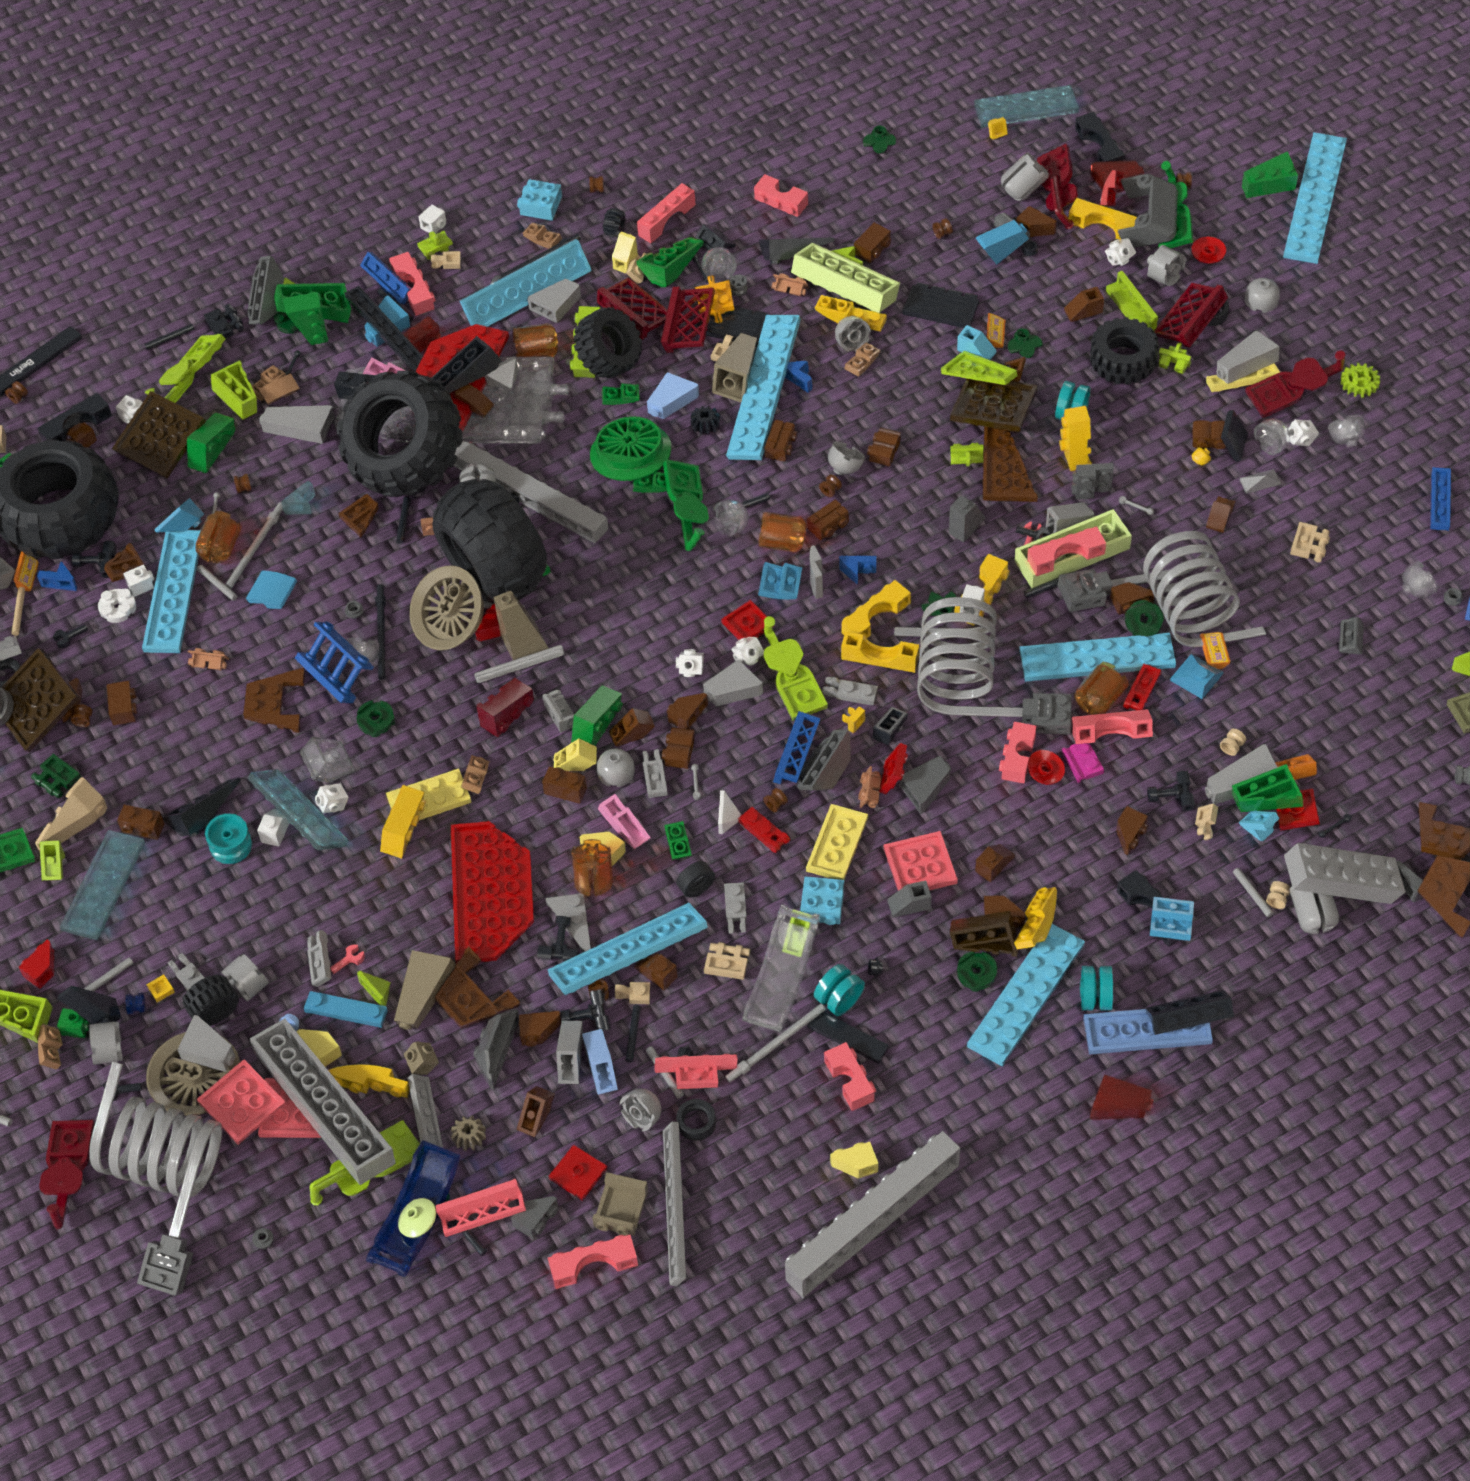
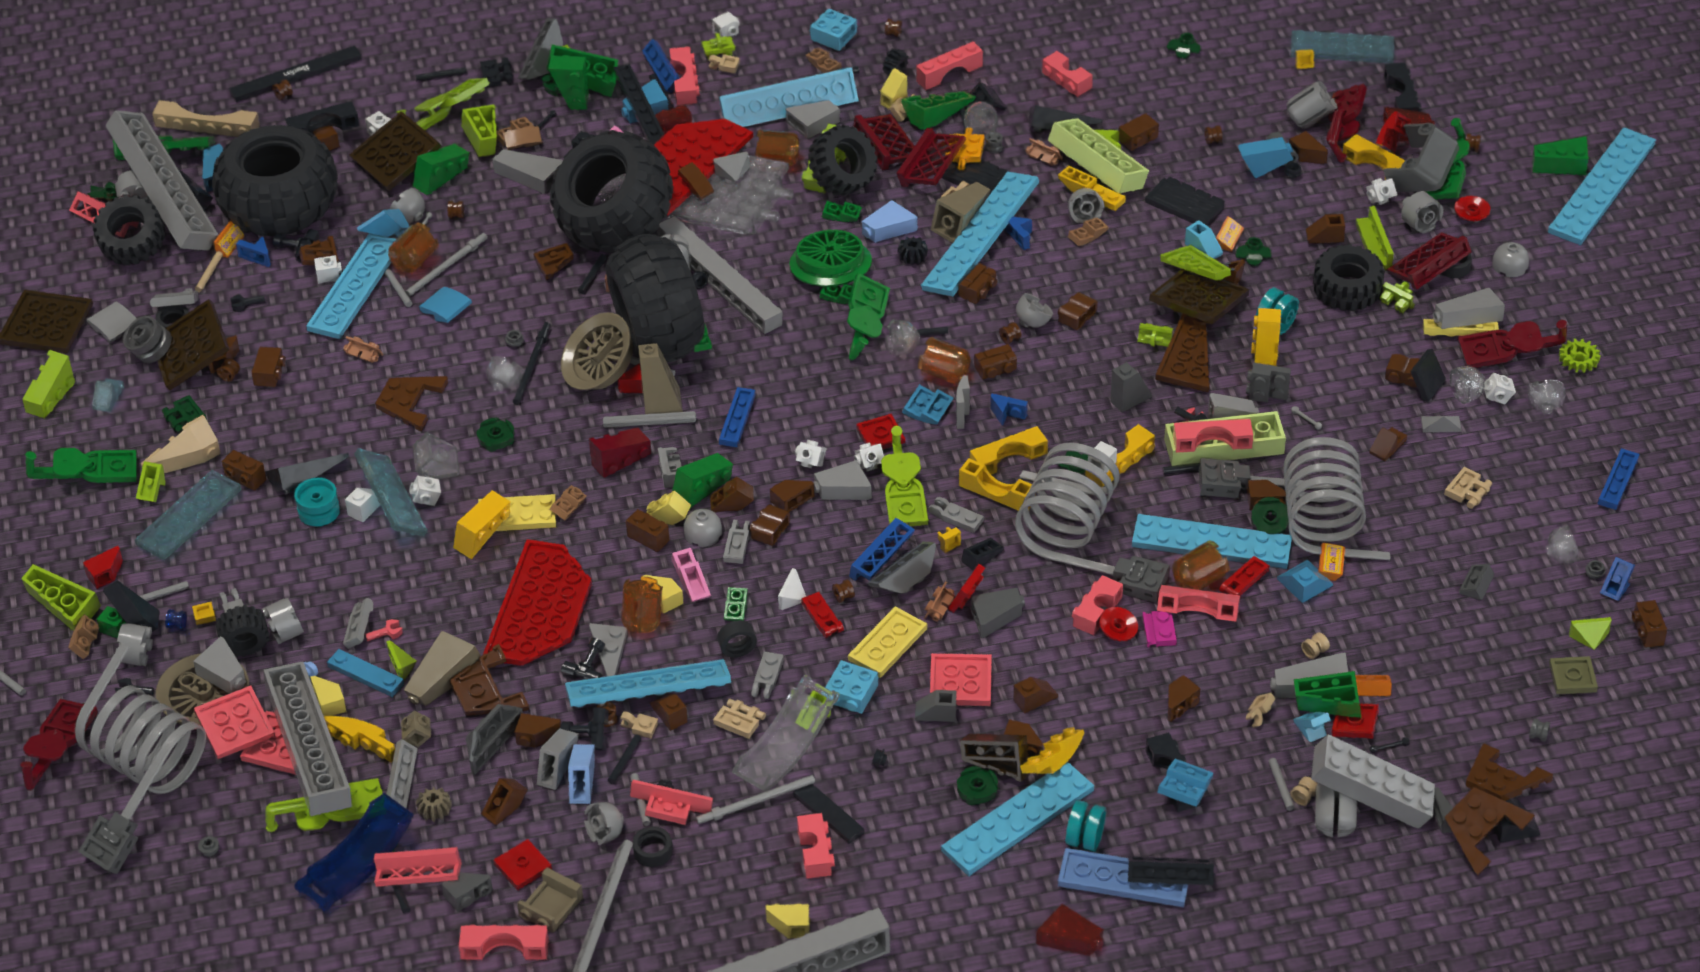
camera: 15 degrees right, 10 degrees down
(116, 596) = (307, 284): white plate -> none
(197, 490) = (410, 204): none -> light grey cylinder
(299, 500) = (500, 235): clear light blue slope -> none
(320, 670) = (461, 380): blue fence -> none
(417, 1218) = (355, 861): yellowish green dish -> none
(468, 365) = (703, 147): black slope -> none
(604, 640) = (737, 417): none -> blue plate
(696, 795) = (770, 570): light grey hinge -> none
(839, 989) = (833, 766): teal wheel -> none
(1180, 791) = (1245, 676): black bar -> none
(1201, 456) = (1390, 389): yellow piece -> none

